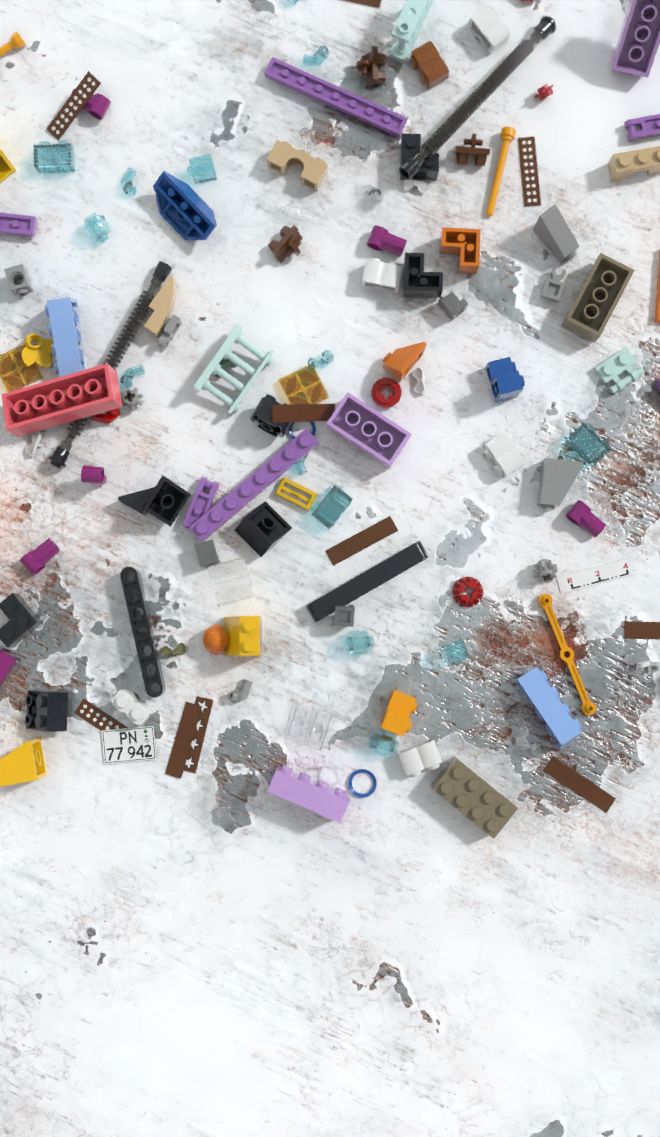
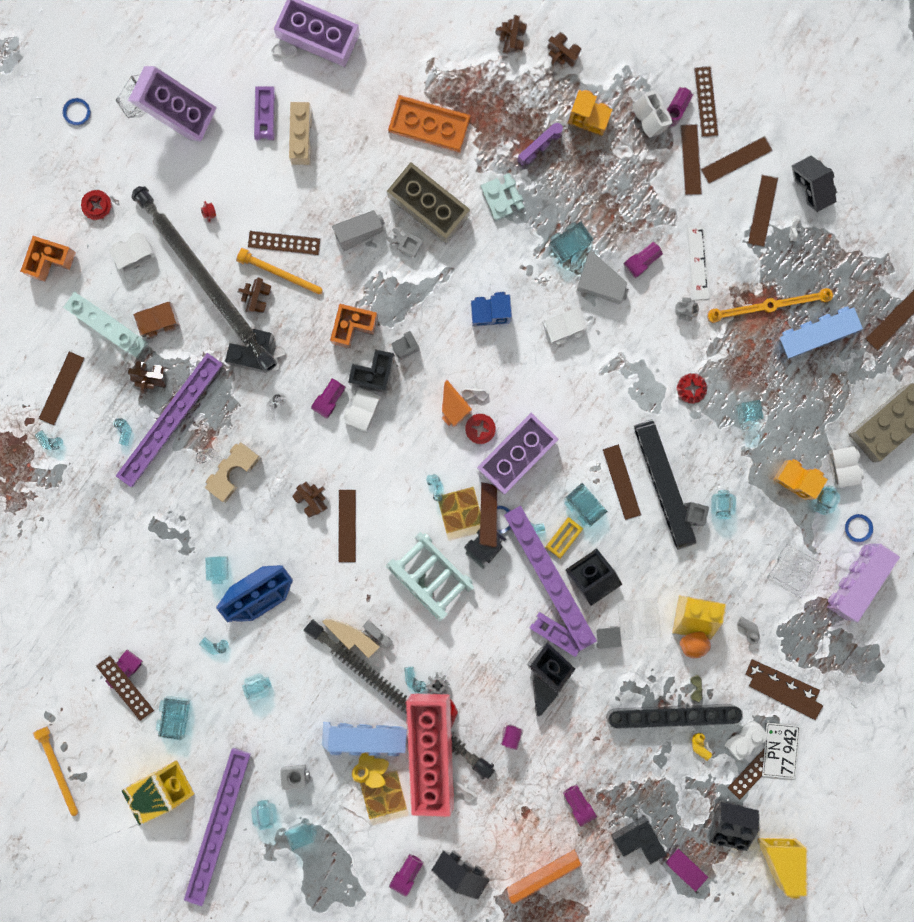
camera: 85 degrees left, 0 degrees up
(118, 662) = (698, 746): none -> yellow arm
(267, 285) = (347, 526): none -> reddish brown sticker

